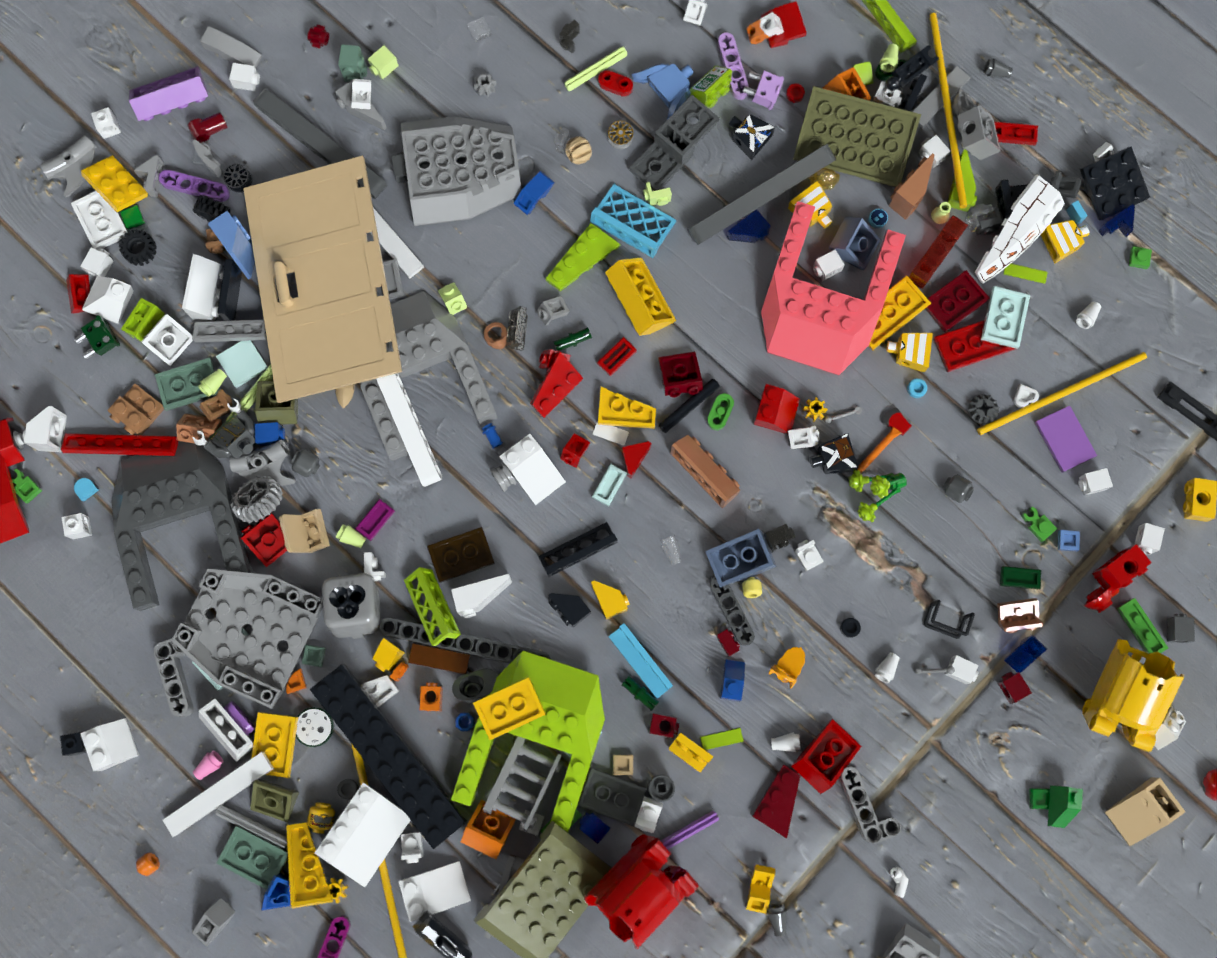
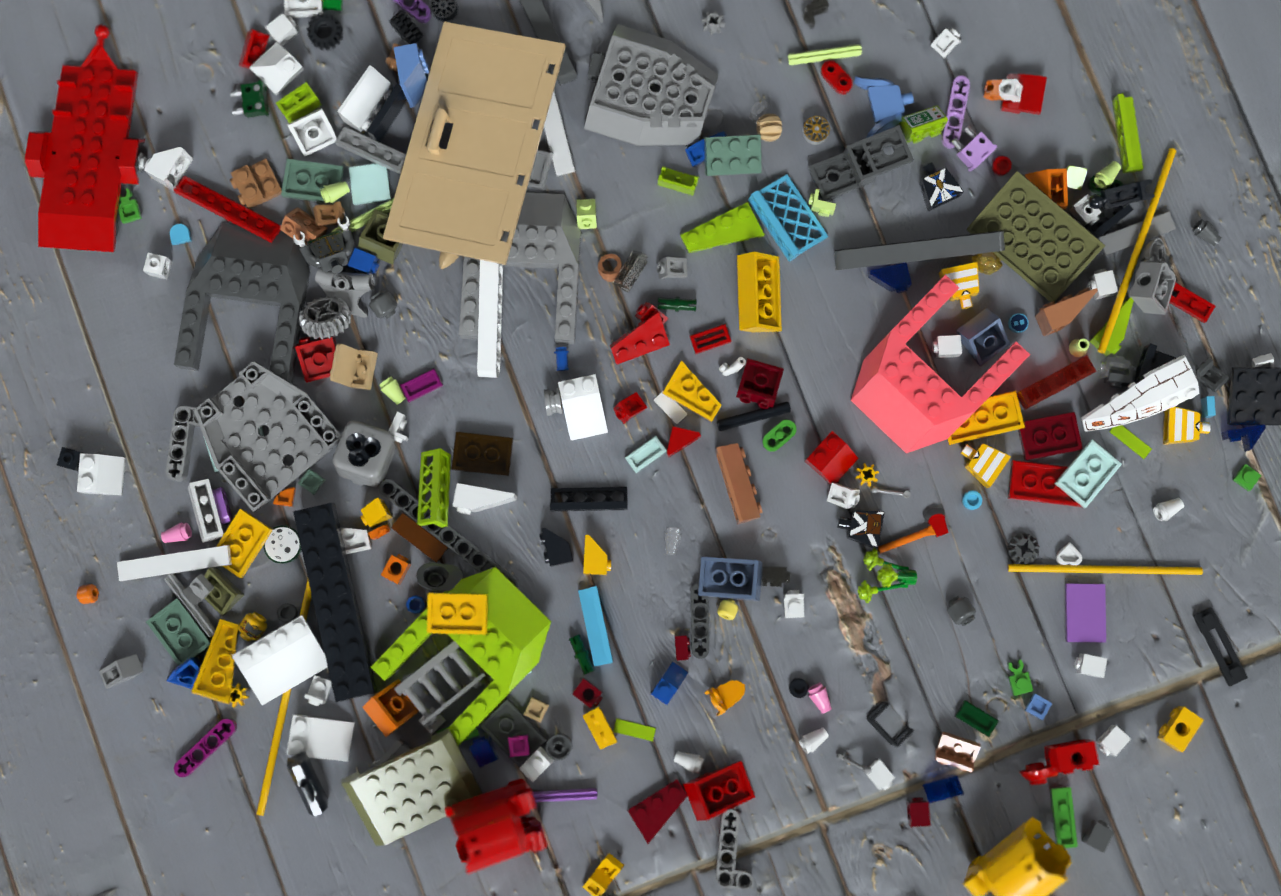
camera: 30 degrees right, 5 degrees up
(252, 809) = (197, 590): none -> light grey bracket
(520, 233) = (678, 181): none -> lime hinge
(558, 187) = (732, 155): none -> sand green plate
(624, 806) = (519, 746): none -> dark pink tile
(651, 371) = (735, 367): none -> white arm
(873, 626) = (819, 696): none -> bright pink cone

